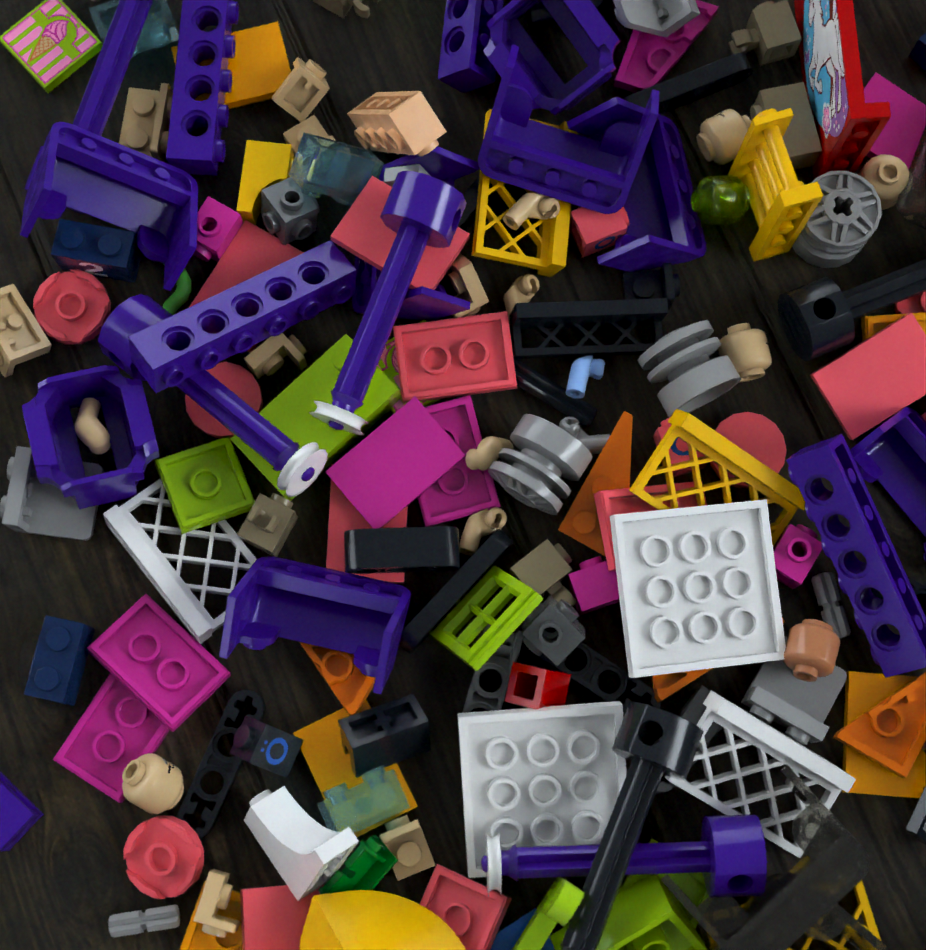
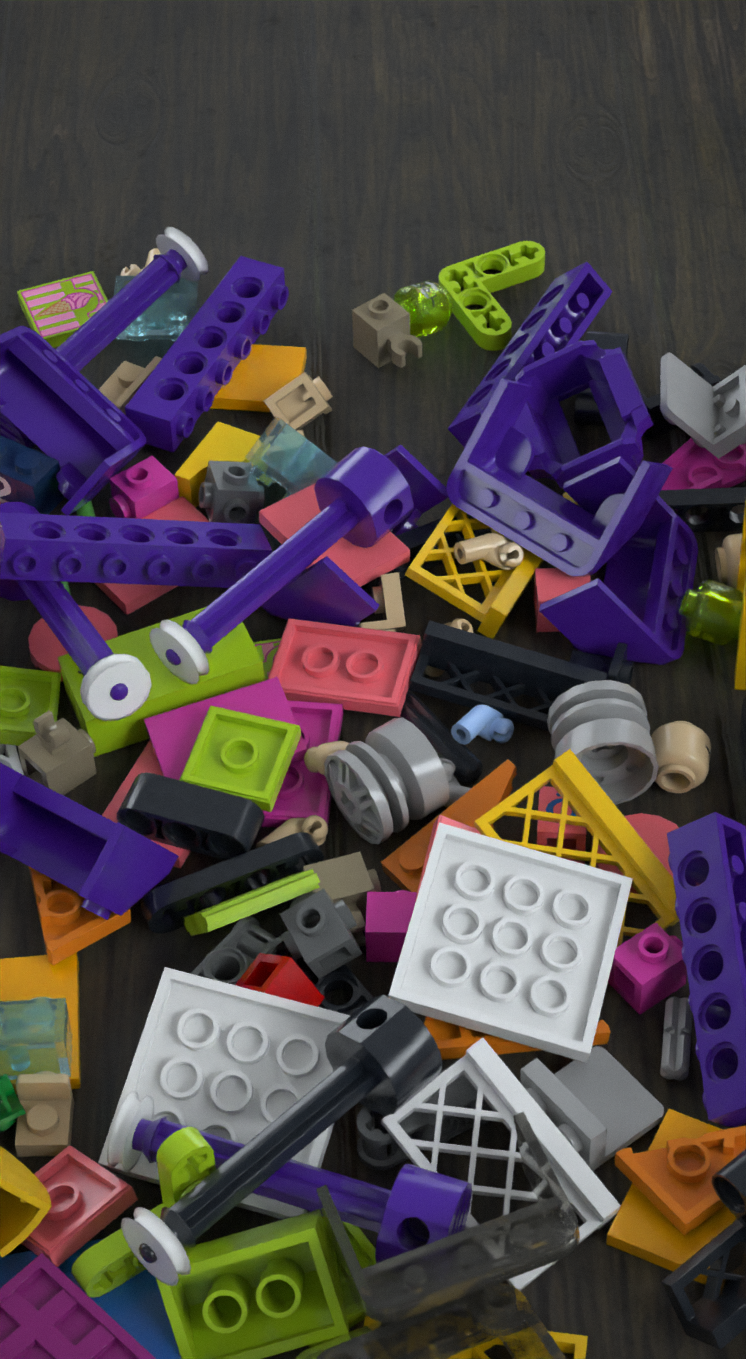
camera: 25 degrees right, 30 degrees down
(269, 355) = (144, 608): tan bracket -> none
(385, 734) = (92, 984): black hinge -> none
(397, 123) = (376, 415): light nougat brick -> none
(419, 485) = (242, 755): none -> lime tile
(811, 650) = (625, 1056): nougat head -> none

